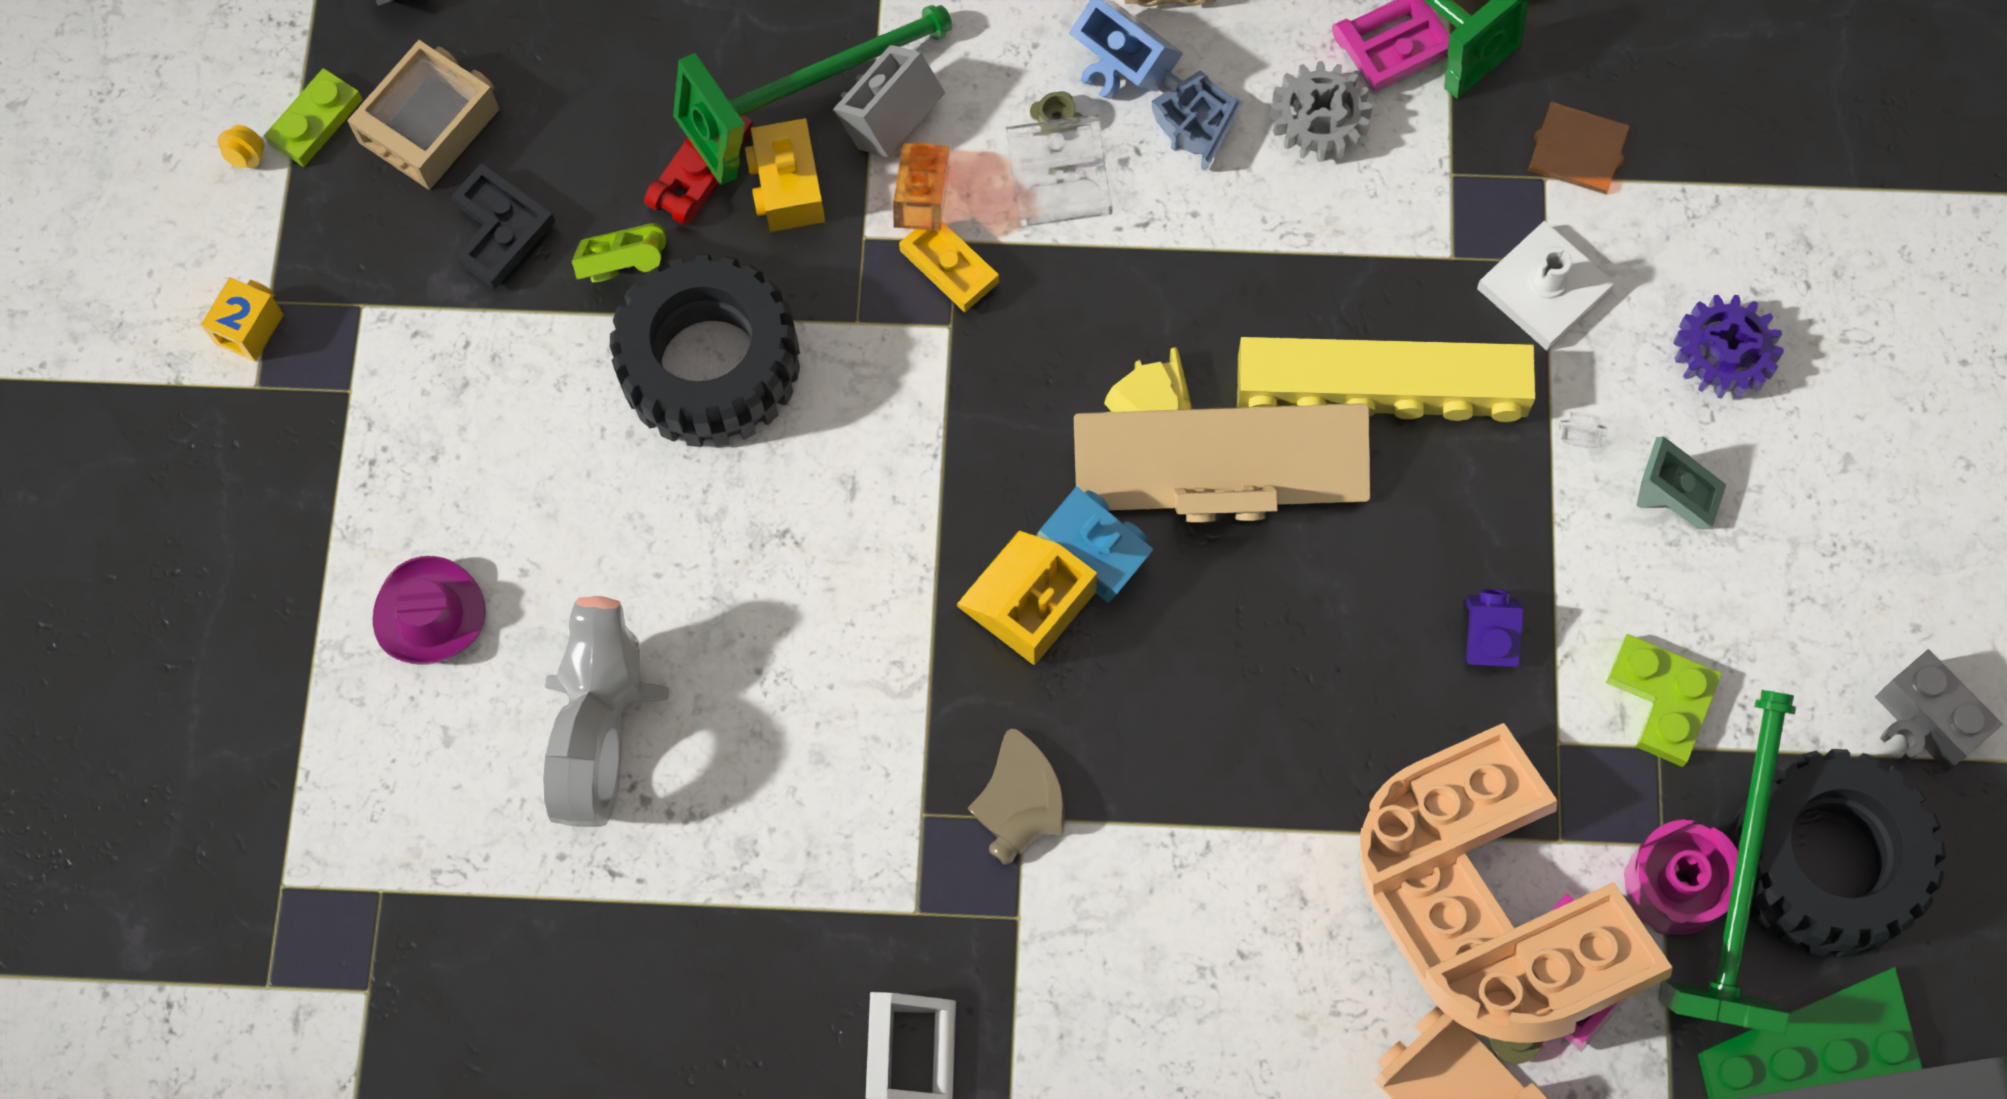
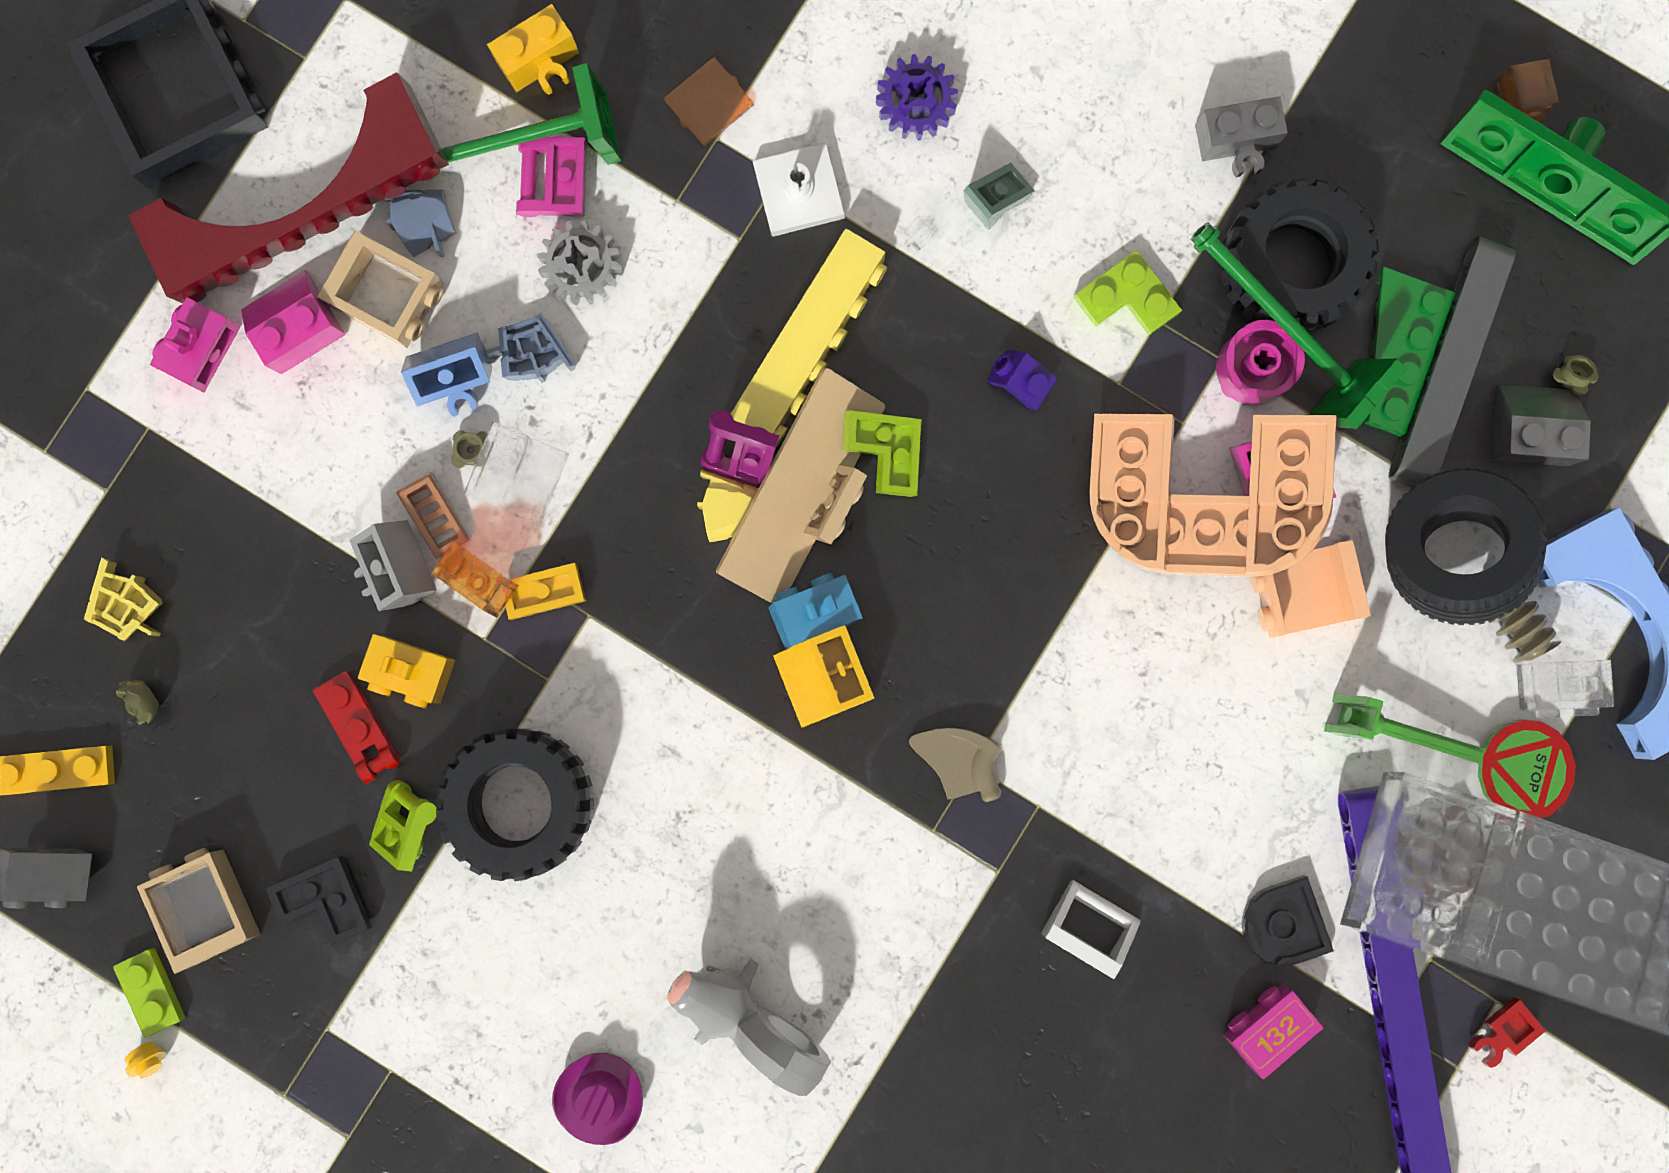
camera: 60 degrees left, 15 degrees up
(243, 318) = (290, 1124): yellow brick -> none
(715, 122) = (338, 705): green tile -> none
(983, 83) = (445, 508): none -> nougat slope
(1230, 375) = (751, 453): none -> magenta plate
(1334, 523) = (894, 441): none -> lime plate

